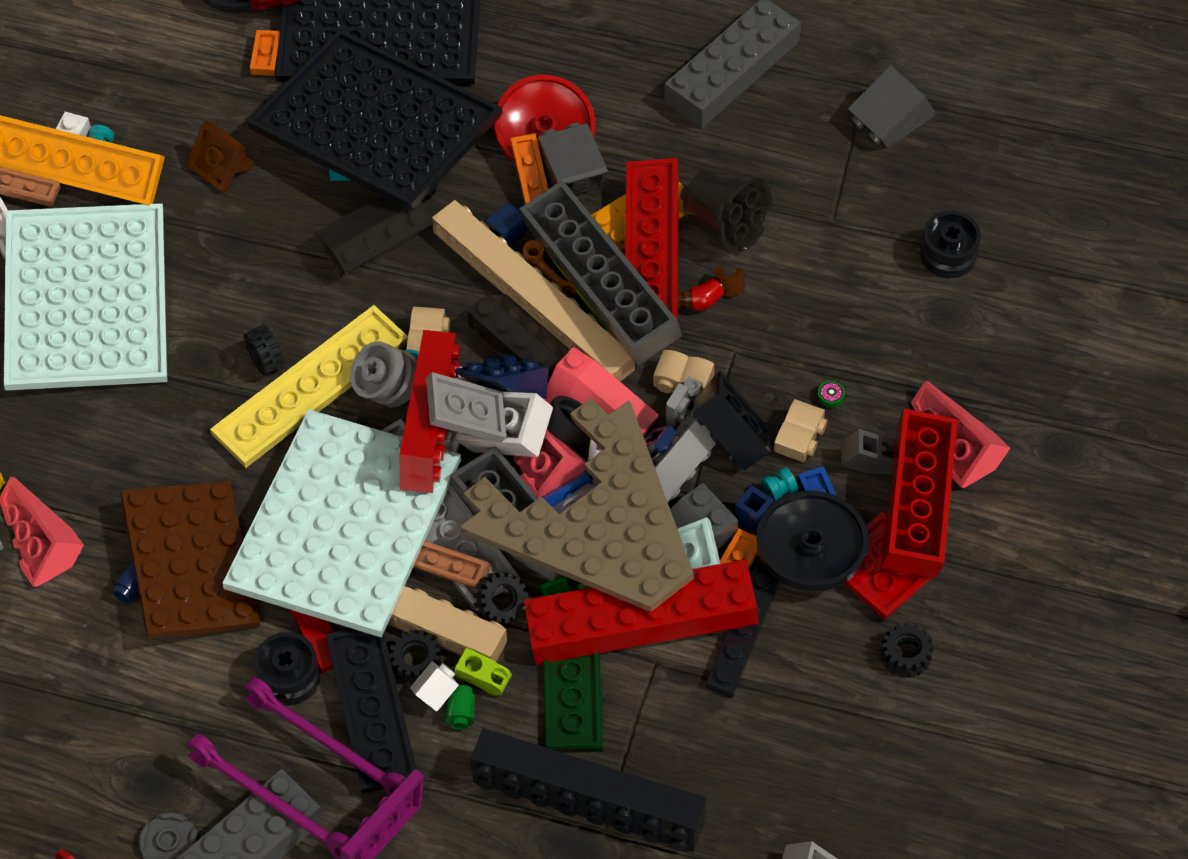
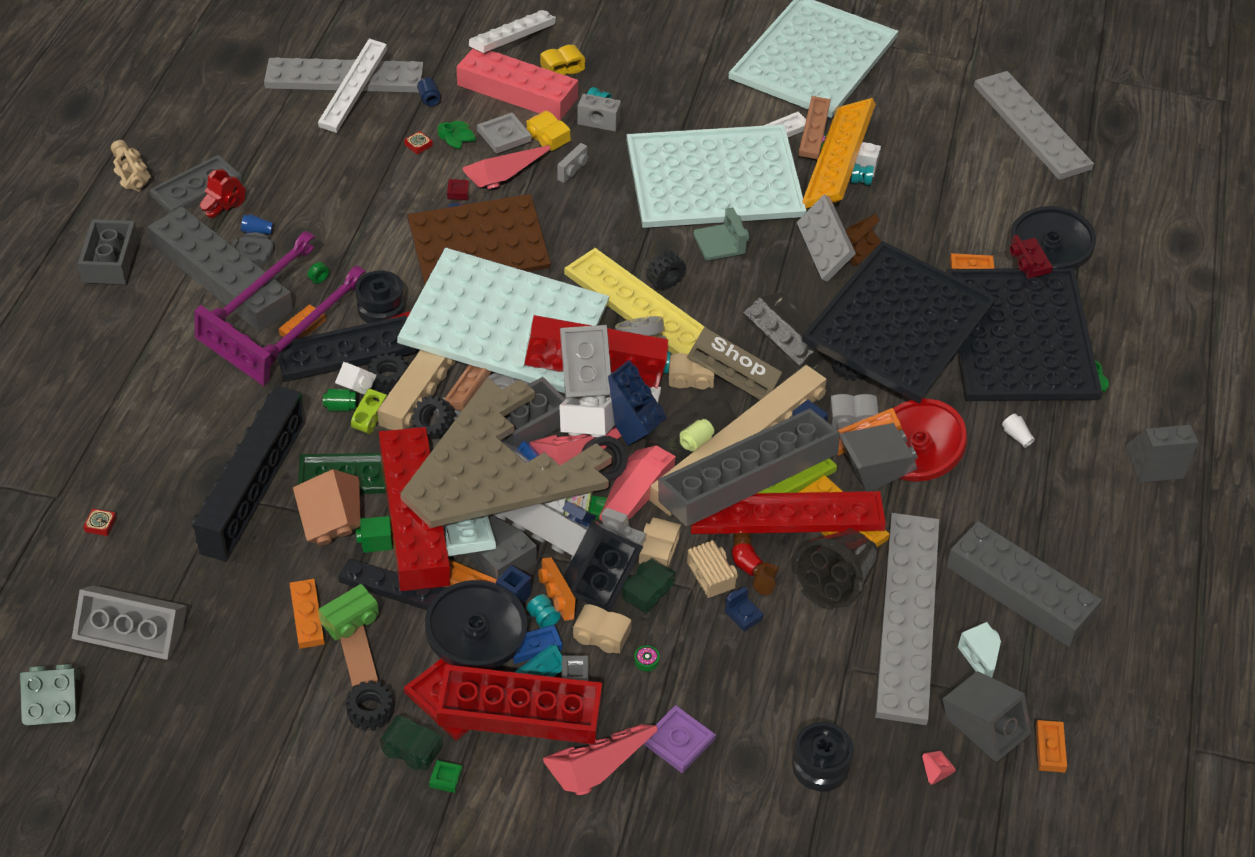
camera: 85 degrees right, 10 degrees down
(36, 450) = (572, 162): none -> light grey plate
(77, 589) = (458, 189): none -> dark red plate
(126, 838) = (255, 224): none -> blue cone
(201, 292) = (723, 239): none -> sand green bracket
(219, 183) = (826, 238): none -> light grey plate
(230, 749) = (318, 272): none -> green tile
(317, 766) = (289, 325): none -> orange plate
(431, 285) = (734, 364): none -> dark tan brick
(495, 183) = (851, 409): none -> light grey brick
(522, 42) = (1017, 429): none -> white cone
(544, 324) = (696, 435): none -> yellowish green brick
(645, 697) = (328, 506): none -> nougat slope
(673, 655) = (375, 534): none -> green brick
(718, 328) = (711, 568): none -> tan brick
(749, 384) = (648, 585): none -> clear green brick
(756, 465) = (557, 588): none -> orange plate
(768, 305) = (742, 610): none -> dark blue bracket
(778, 164) = (908, 620): none -> light grey plate
(781, 725) = (306, 613): none -> orange plate
(795, 670) = (348, 612): none -> bright green brick
(816, 105) = (981, 648): none -> light aqua slope
(823, 672) = (358, 658): none -> nougat tile
(859, 492) = (544, 664): none -> teal plate
(922, 67) = (1051, 746): none -> orange plate
(927, 363) = (680, 739): none -> medium lavender tile
(947, 158) = (937, 766): none -> coral slope
(953, 607) = (411, 743): none -> clear green brick
(985, 577) = (446, 776): none -> green tile

